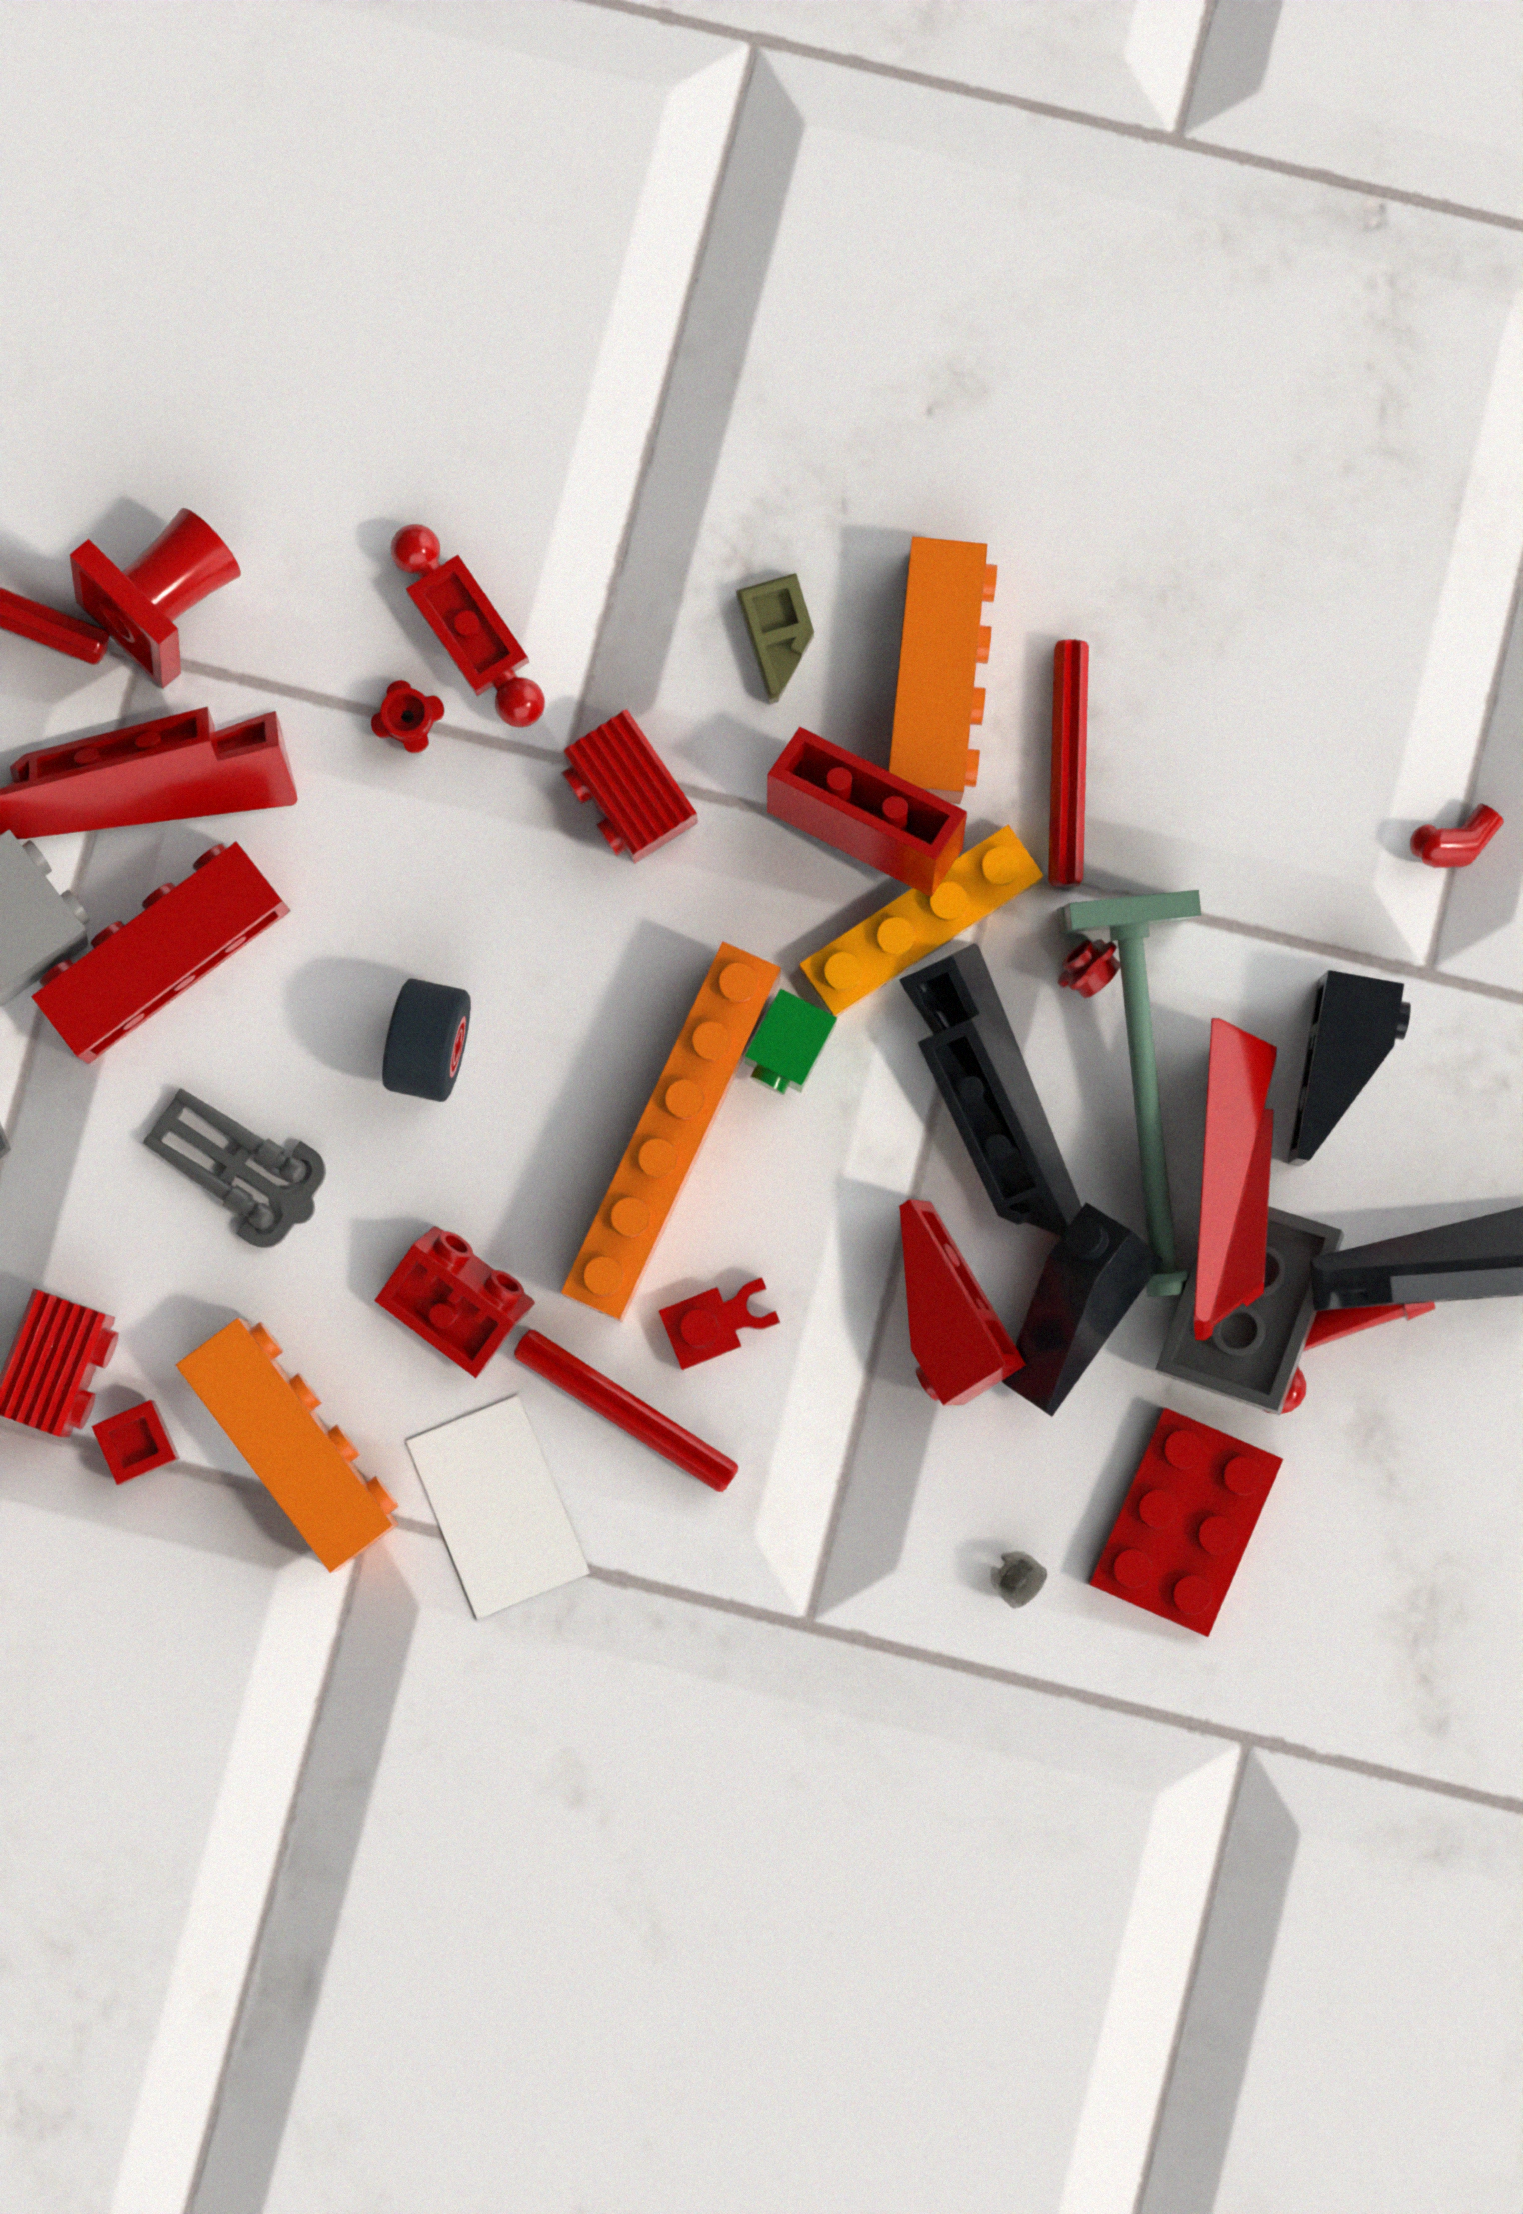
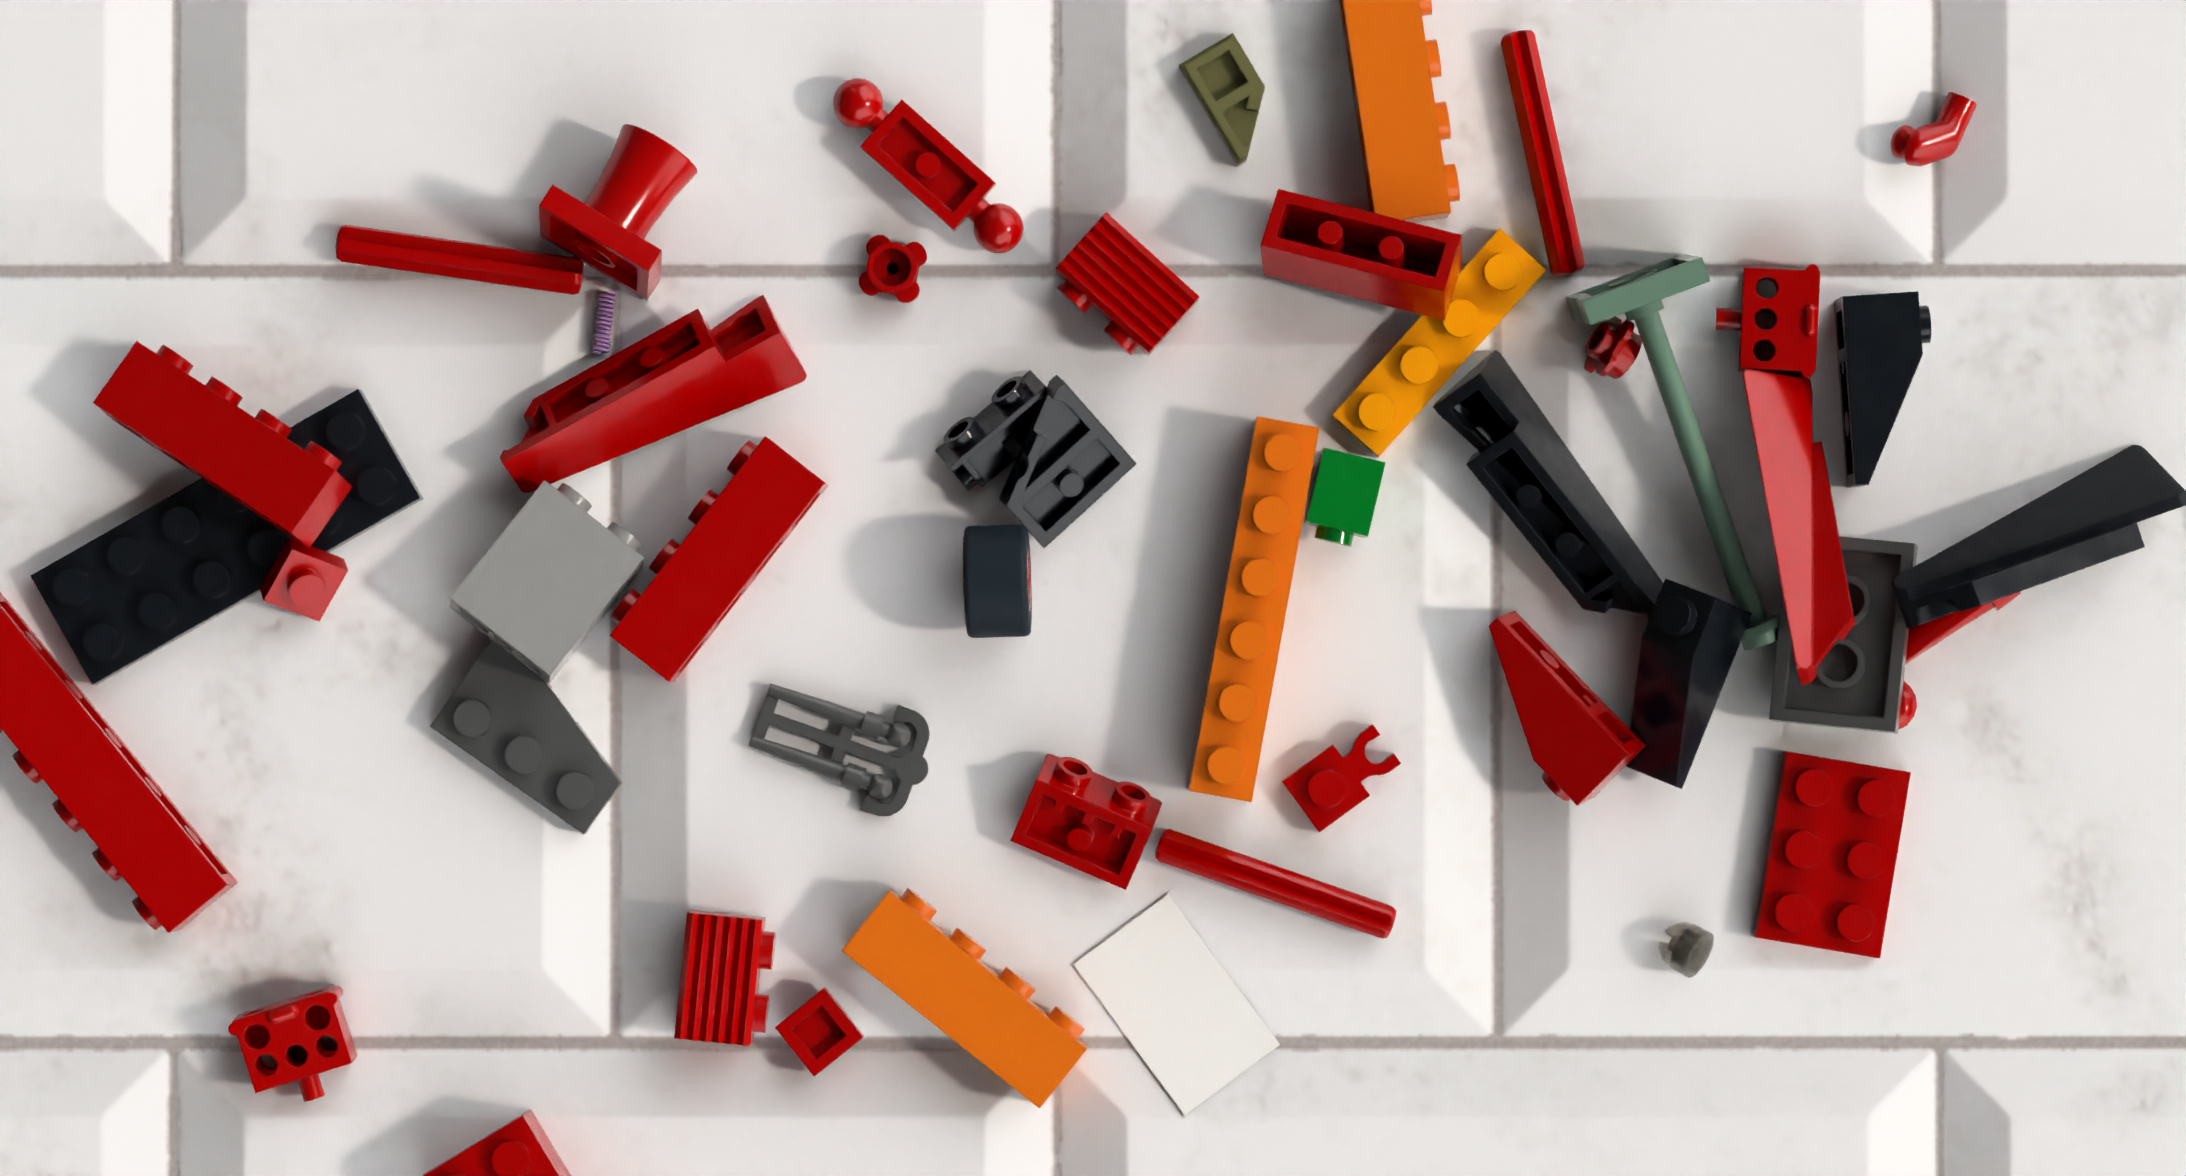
camera: 10 degrees left, 5 degrees up
(111, 719) = (605, 319): none -> lavender leg
(447, 904) = (975, 444): none -> black hinge
(520, 944) = (1062, 465): none -> black wing
(1276, 975) = (1795, 316): none -> red piece

